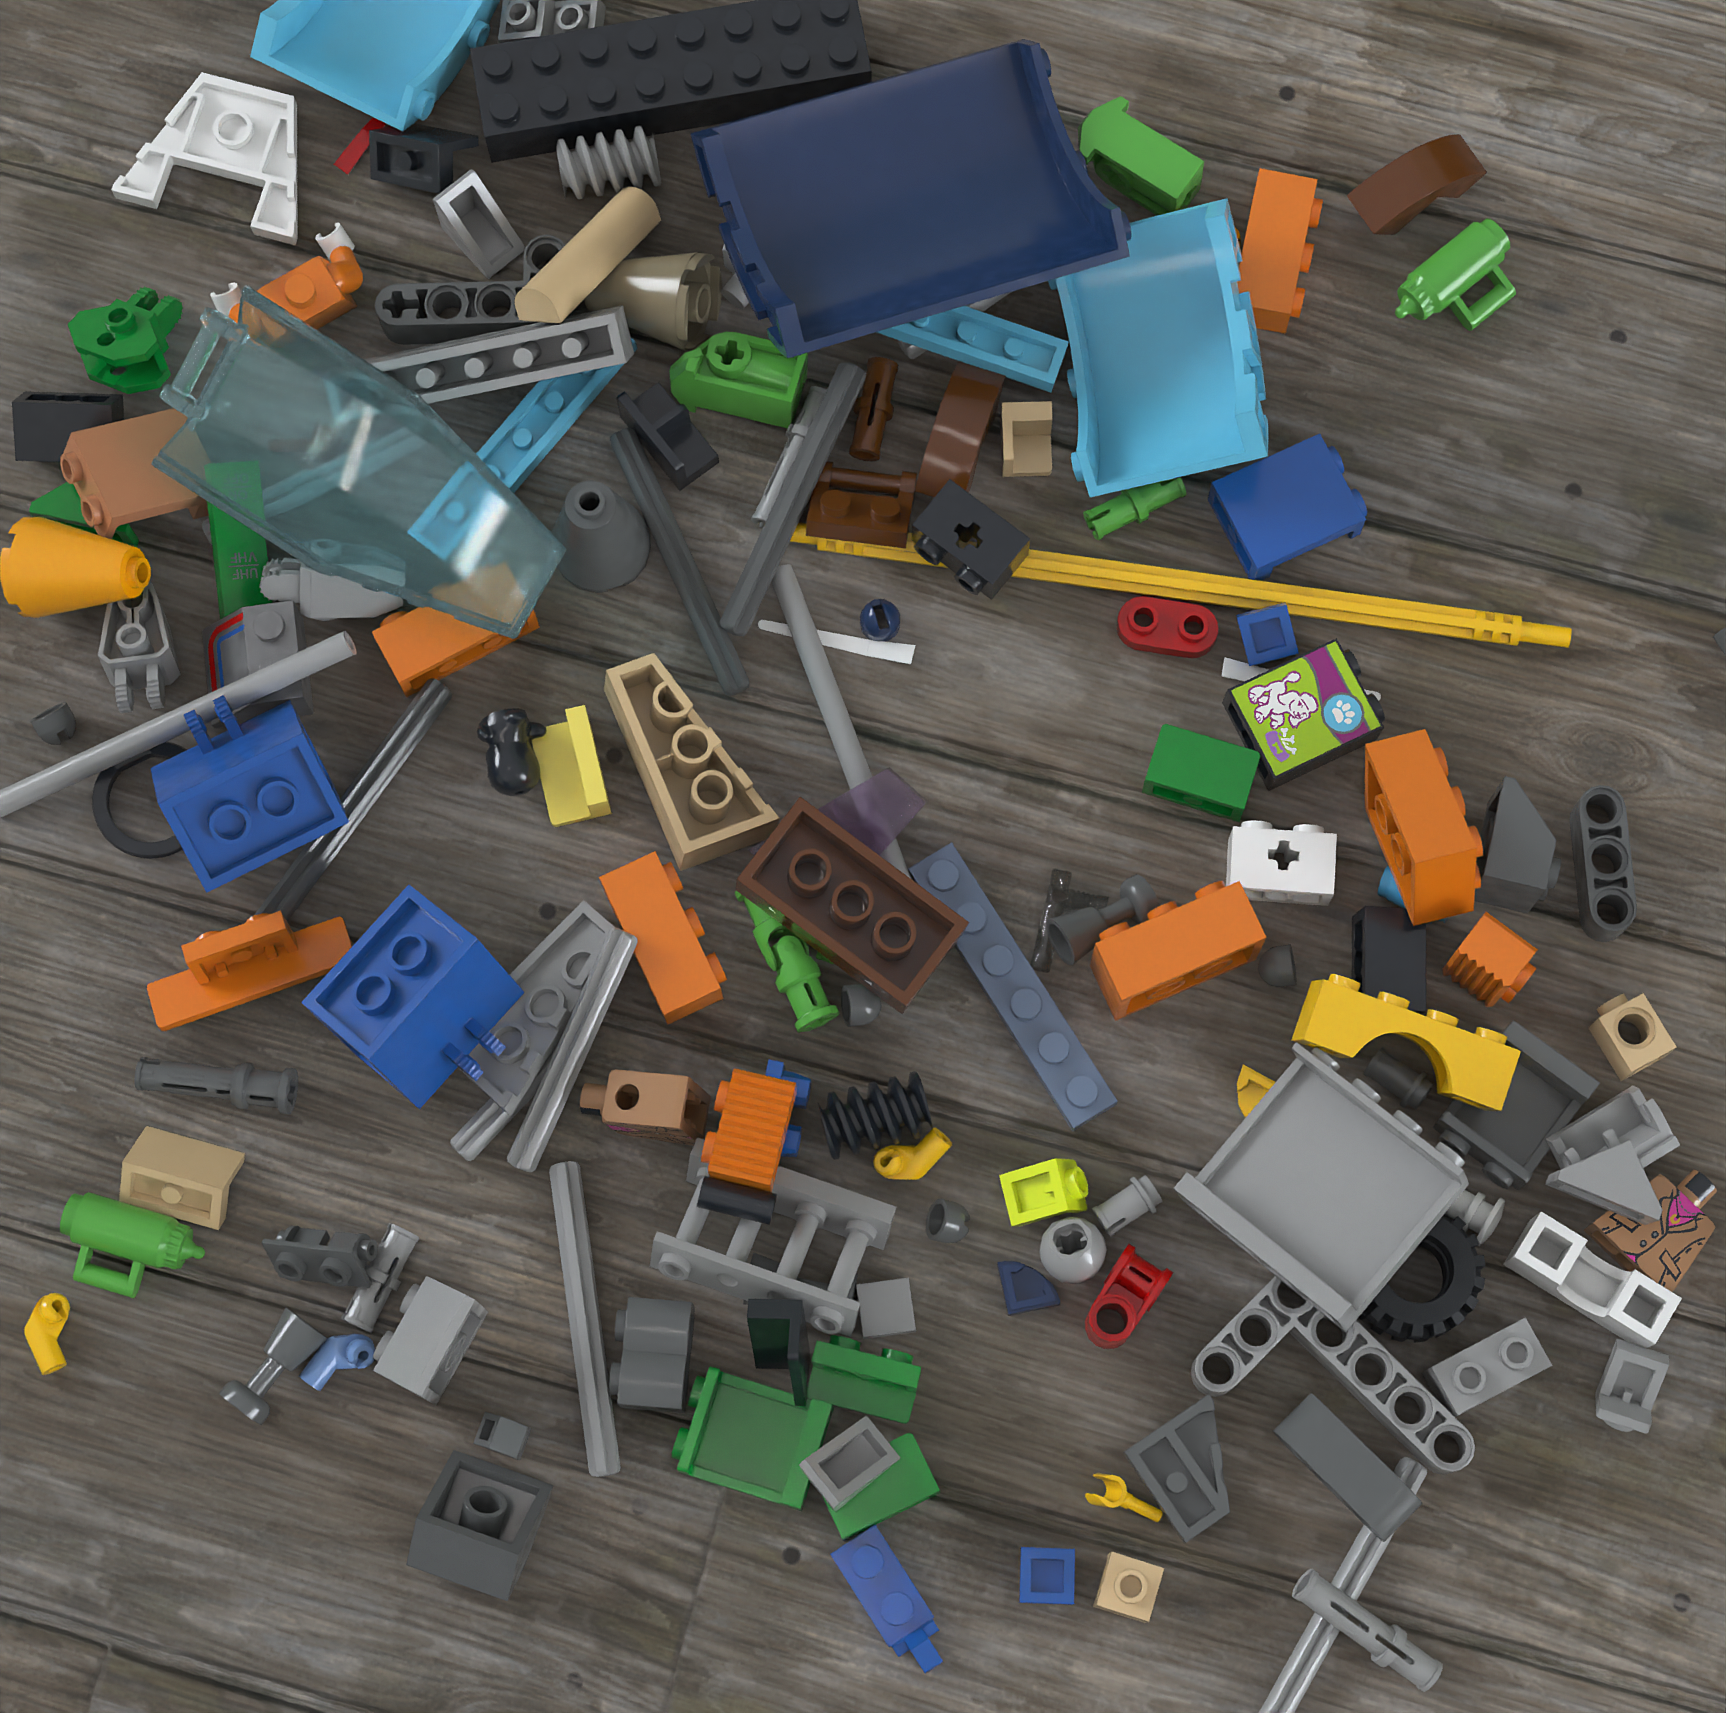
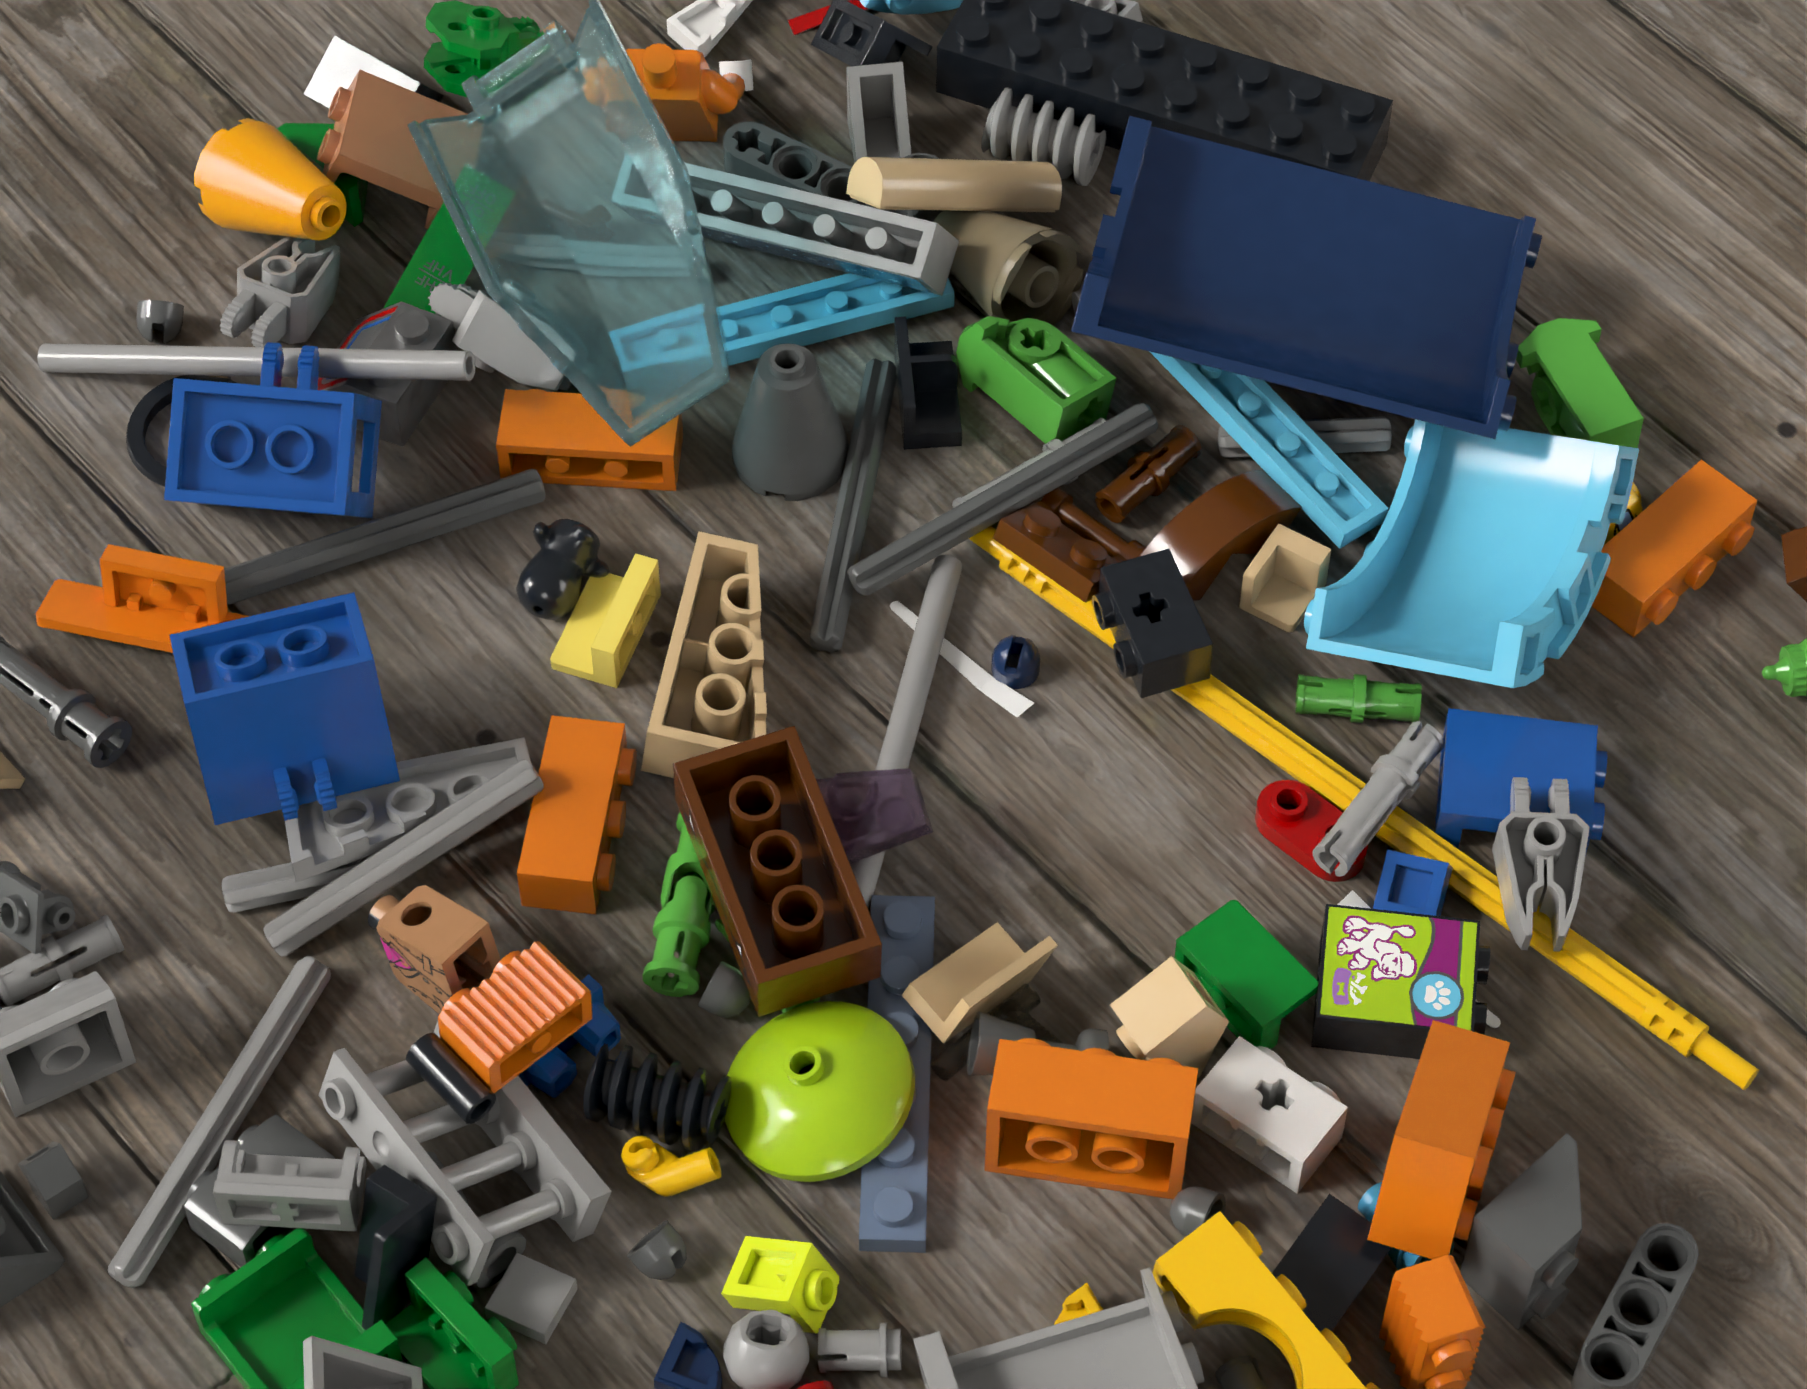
camera: 30 degrees right, 20 degrees down
(687, 1347) = (289, 1189): none -> light grey hinge
(1008, 1047) = (836, 1112): none -> lime dish
(1027, 892) = (974, 980): none -> tan panel
(1186, 848) = (1170, 1017): none -> tan slope
(1207, 561) = (1392, 782): none -> light grey pin
(1351, 569) = (1540, 862): none -> light grey hinge

